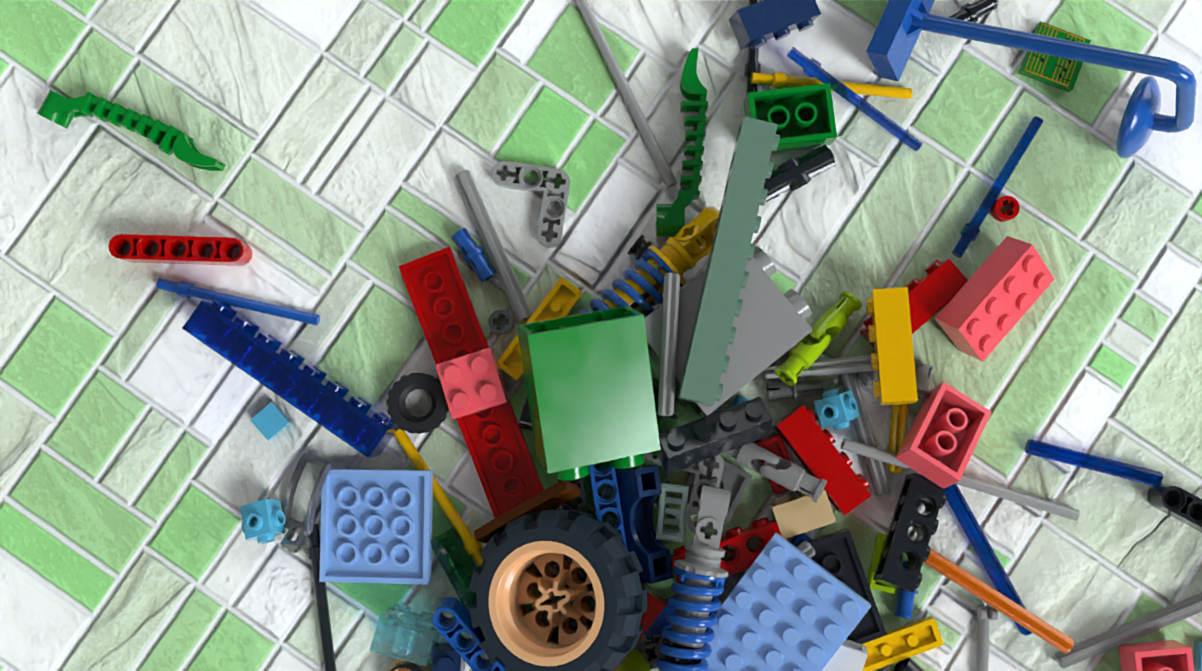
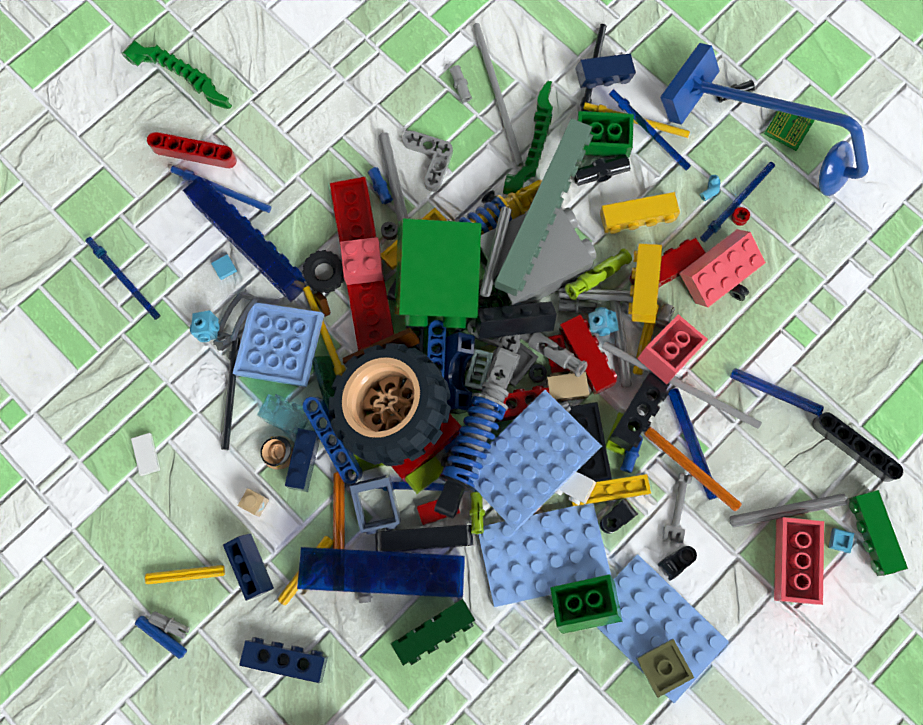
camera: 15 degrees right, 10 degrees down
(83, 433) = (101, 254): none -> clear blue bar
(426, 451) = (322, 303): none -> reddish brown tile
(561, 72) = (460, 83): none -> light grey pin
(756, 506) = (536, 367): none -> black bush
(861, 230) = (639, 212): none -> yellow brick
(959, 172) = (713, 188): none -> medium azure arm
(1023, 327) = (739, 292): none -> black bush

